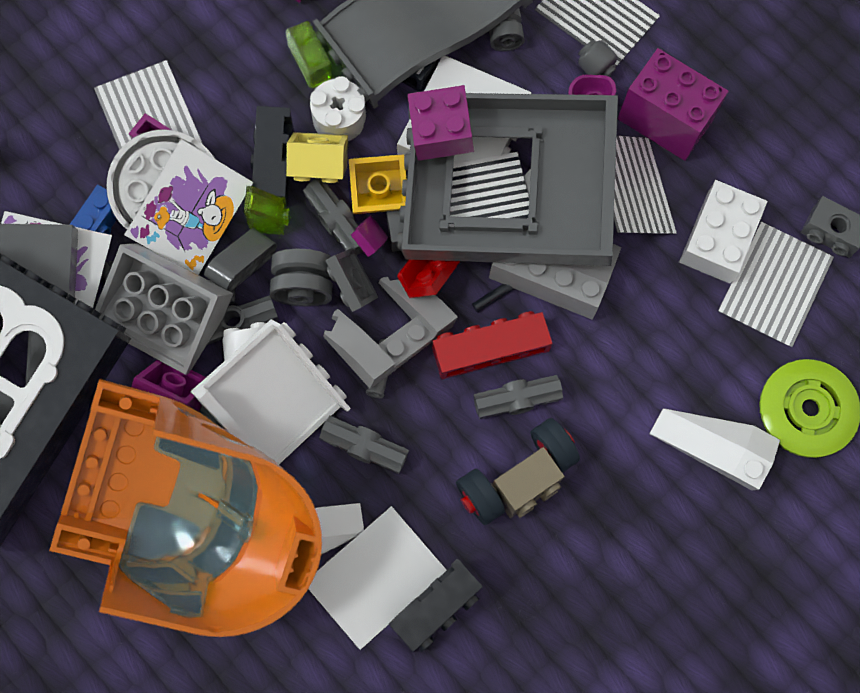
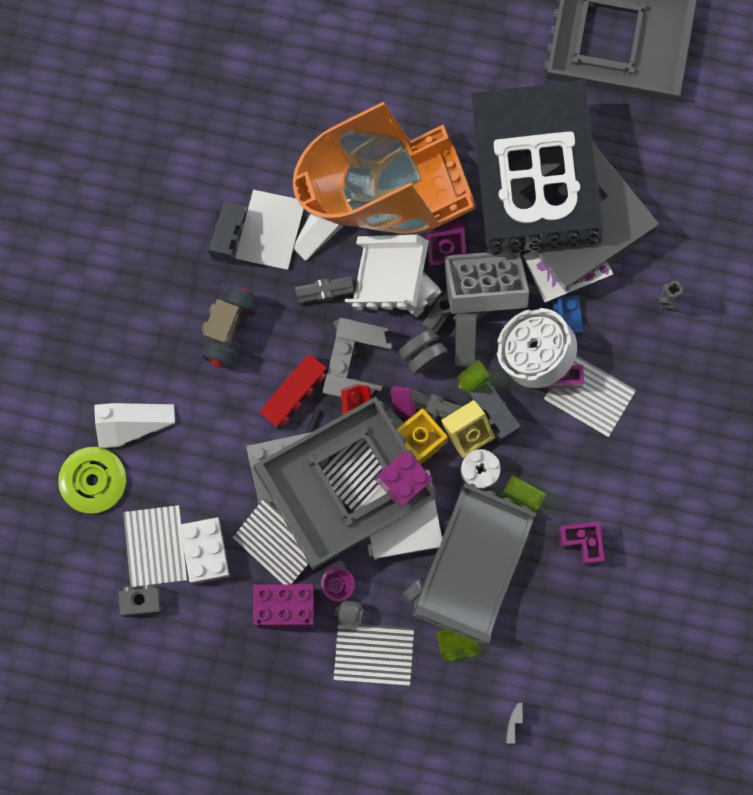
camera: 150 degrees right, 5 degrees up
(188, 207) = (513, 344): sticker -> none
(351, 279) = (394, 368): dark grey plate -> none
(518, 397) = (259, 372): dark grey piece -> none

